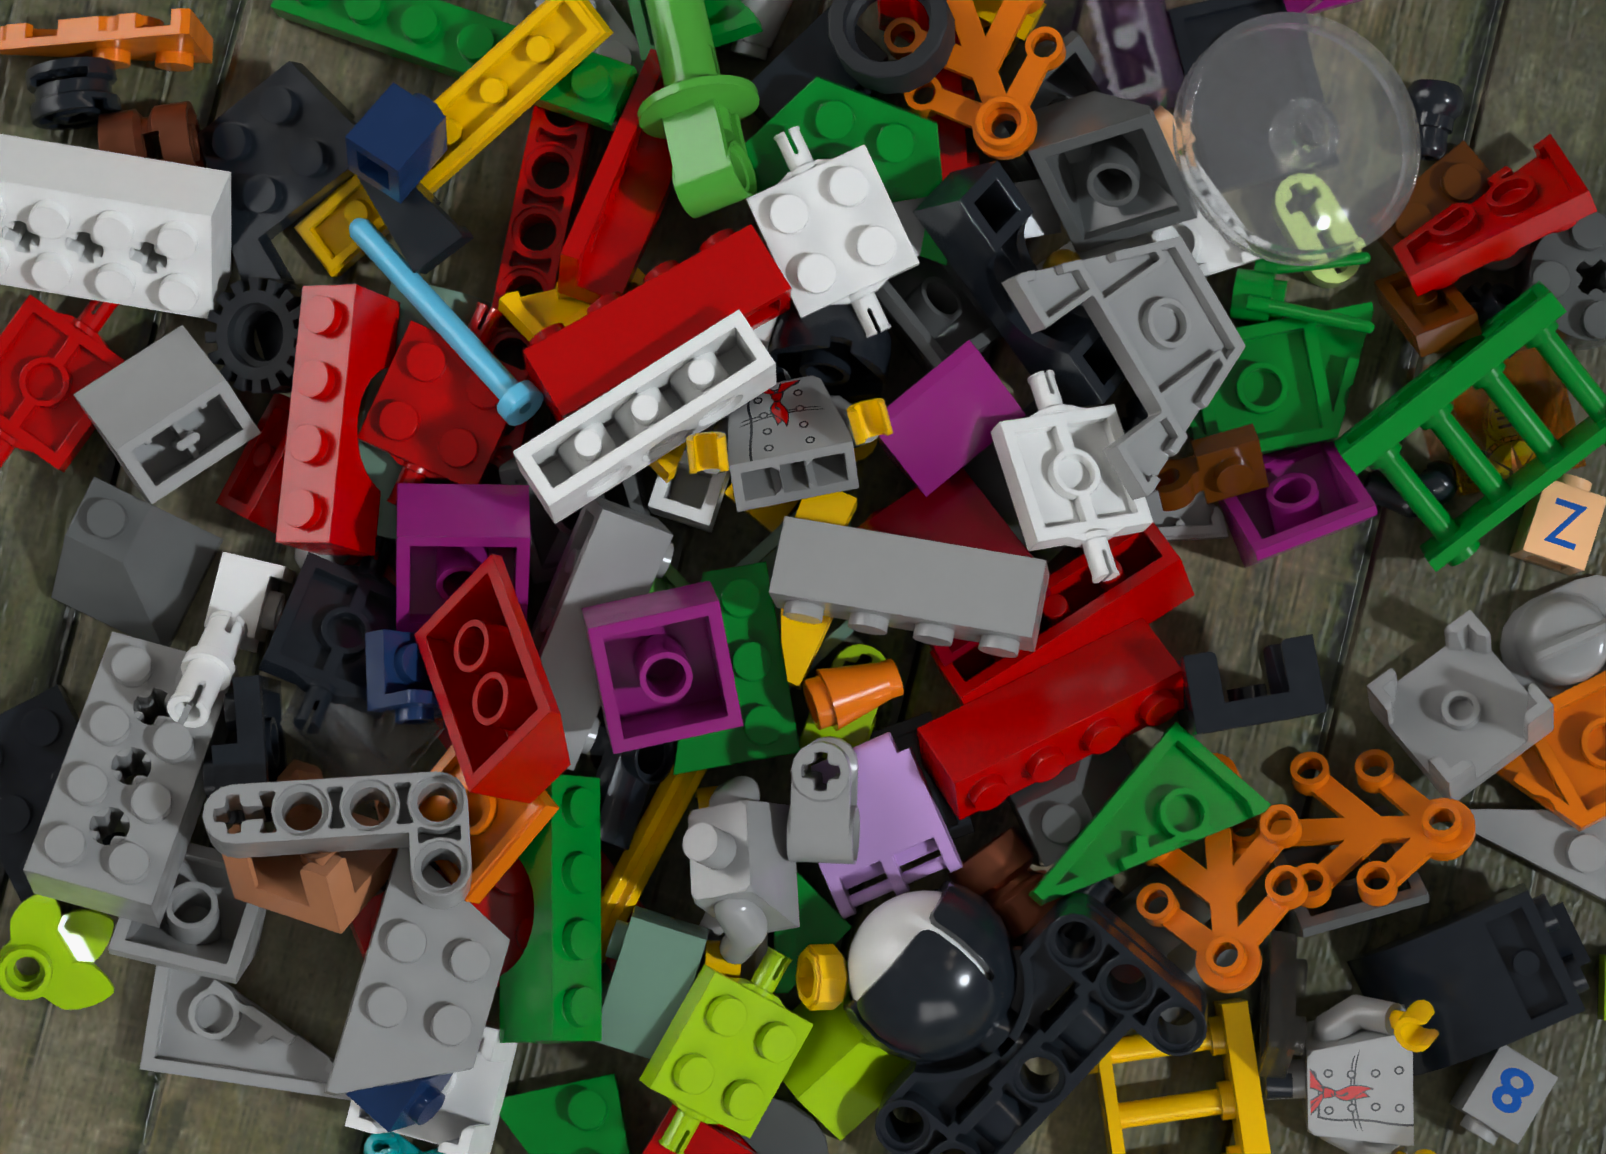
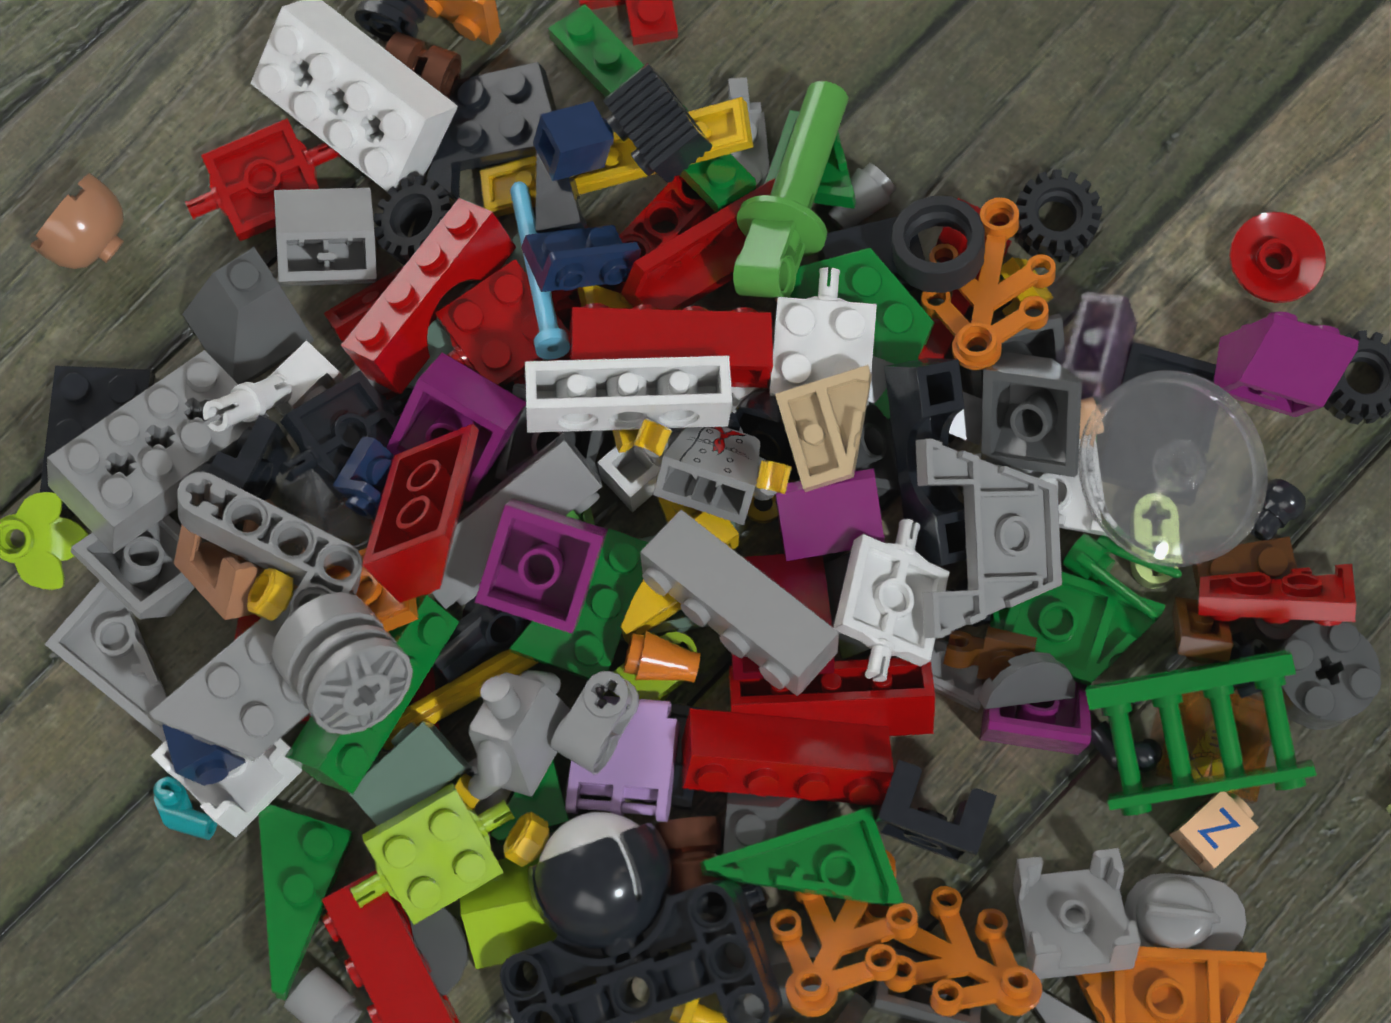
camera: 30 degrees right, 10 degrees down
(378, 878) = (270, 594): none -> yellow tile
(485, 70) = (656, 123): none -> black brick
(487, 278) = (579, 257): none -> dark blue bracket
(513, 913) = (342, 663): none -> light grey wheel
(890, 323) = (826, 425): none -> tan wing
(1271, 477) = (1028, 680): none -> dark grey tile

